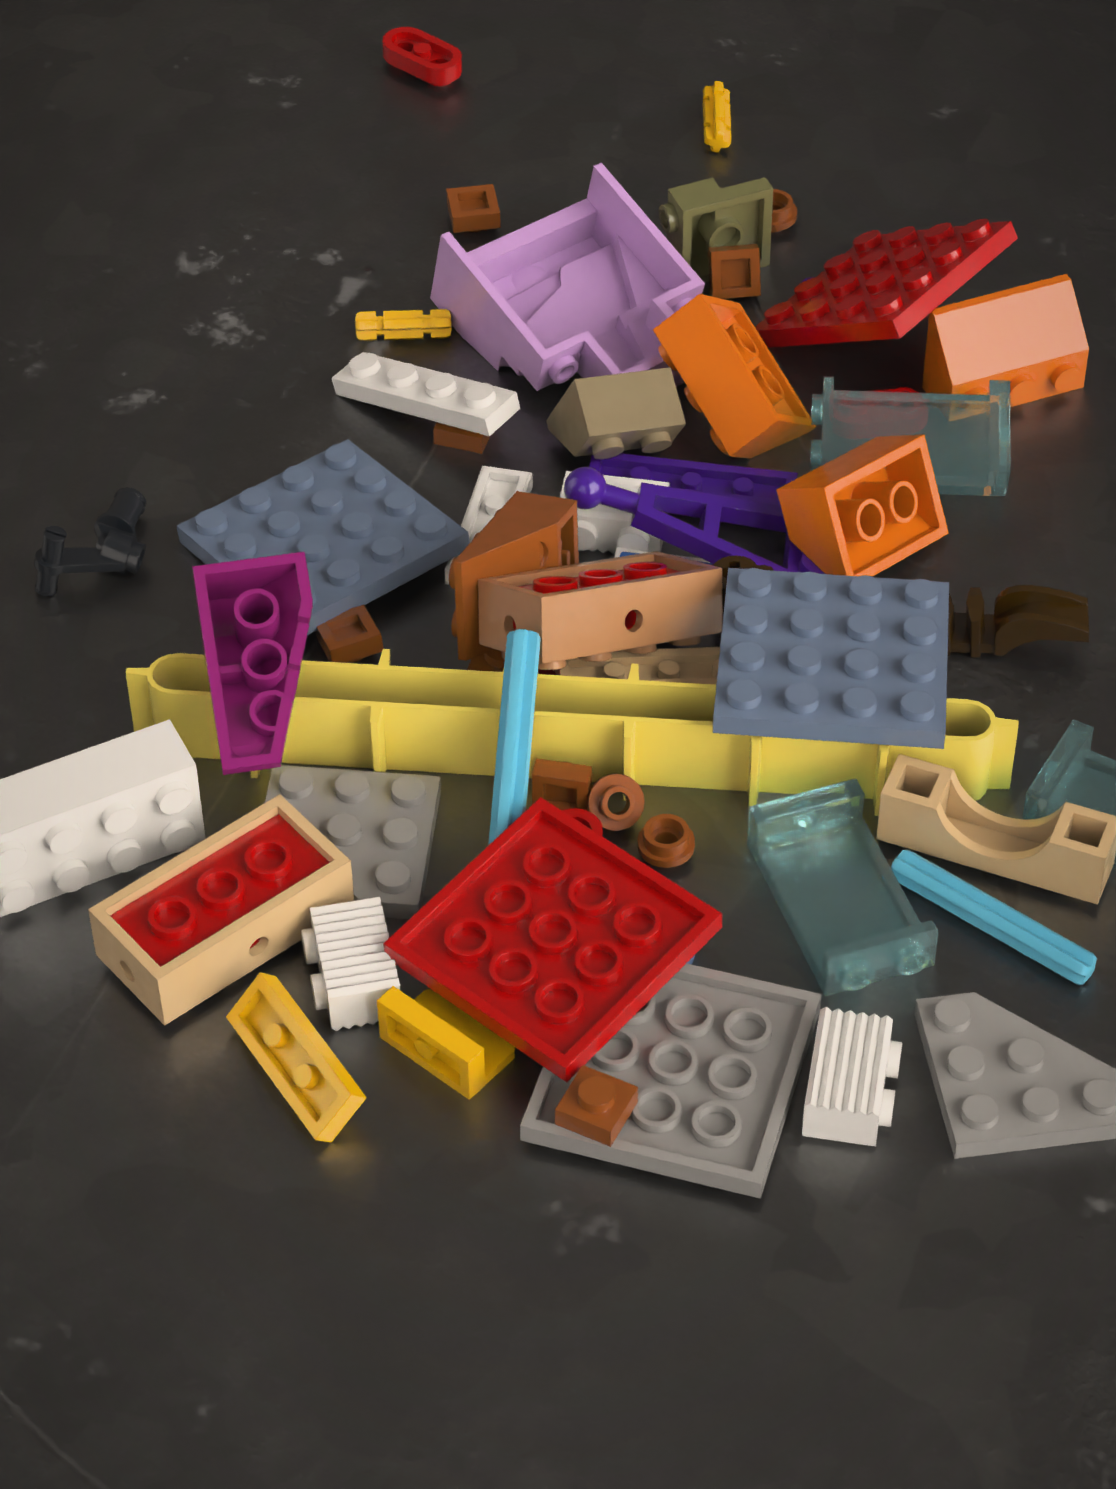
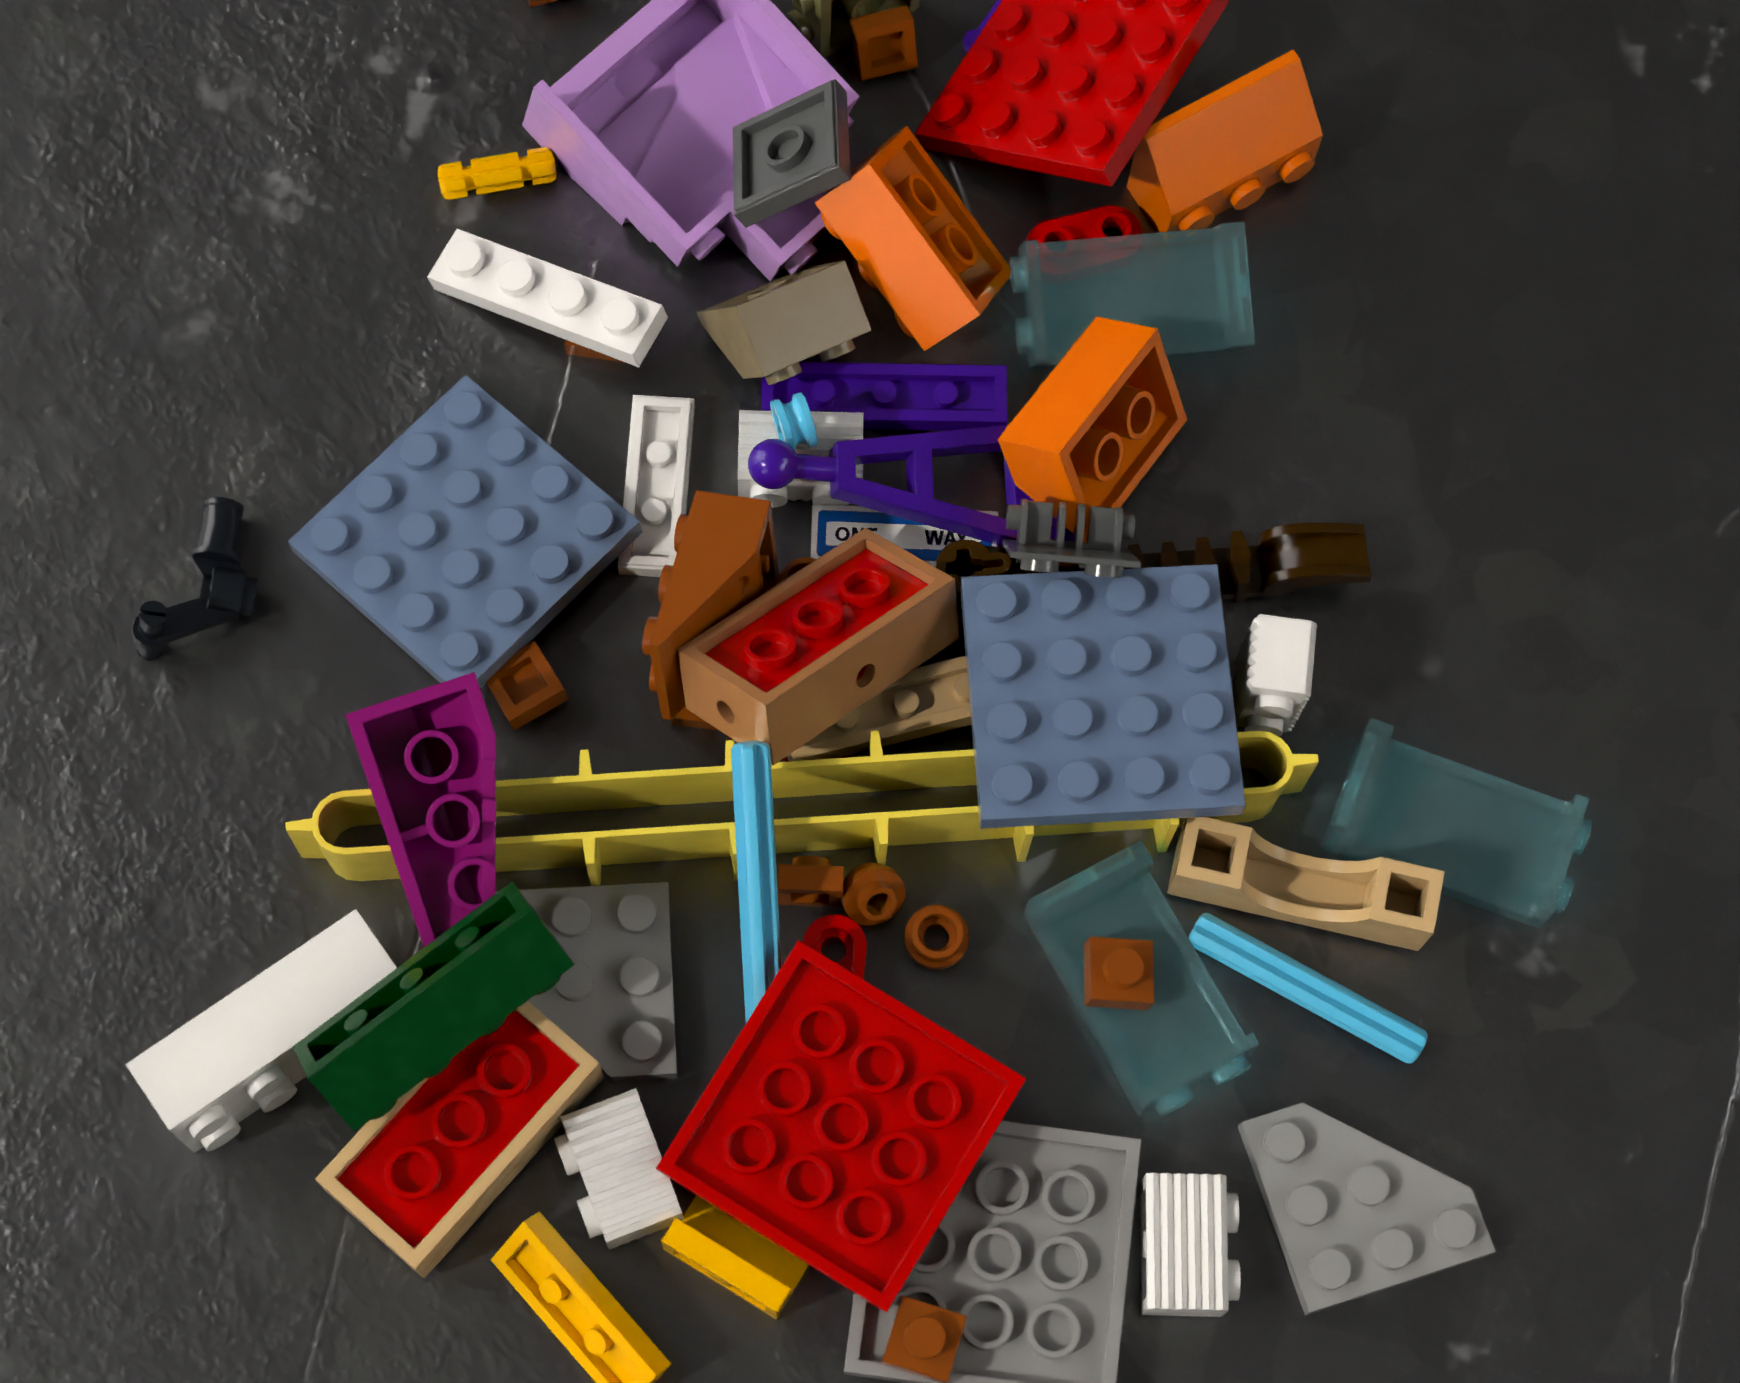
camera: 15 degrees left, 25 degrees up
(218, 785) = (432, 1007): none -> dark green brick
(610, 466) = (794, 421): none -> medium azure bush
(640, 301) = (791, 153): none -> dark grey plate
(802, 554) = (1098, 556): none -> dark grey hinge
(822, 879) = (1118, 973): none -> dark orange plate
(994, 664) = (1274, 673): none -> white brick

